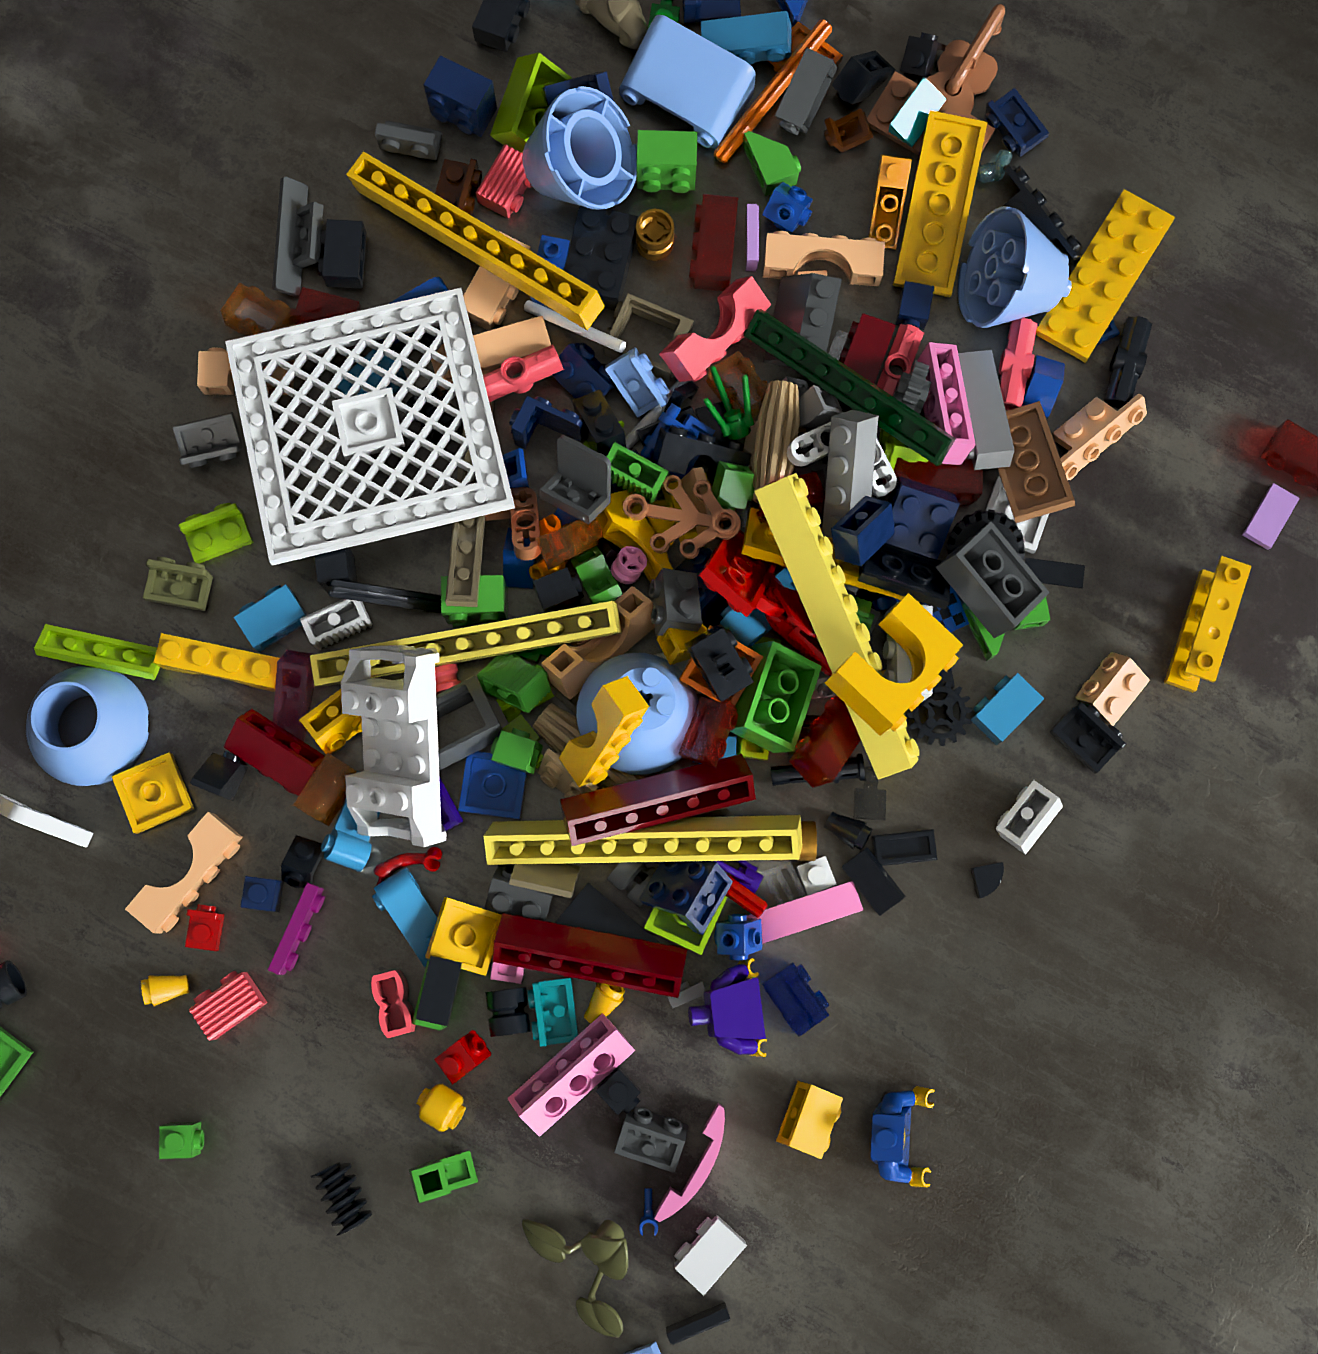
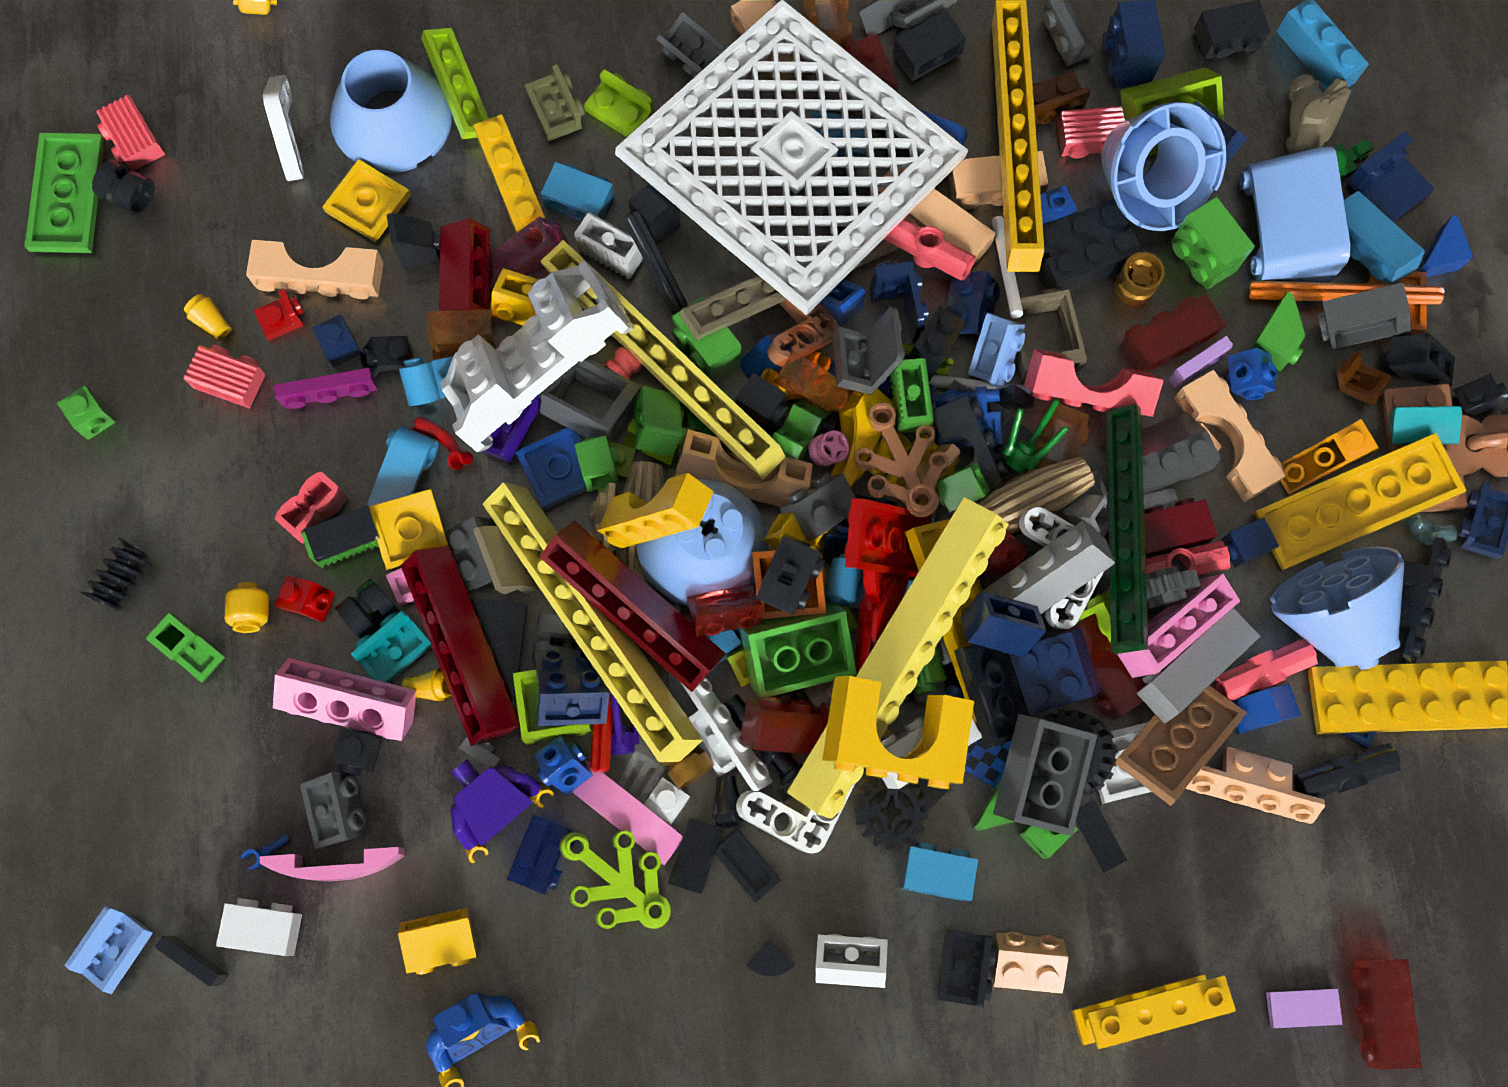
camera: 55 degrees right, 5 degrees down
(605, 1249) = (194, 829): olive plant -> none
(804, 800) = (723, 740): none -> white bracket
(858, 951) = (620, 883): none -> lime plant
(904, 791) = (797, 825): none -> white beam

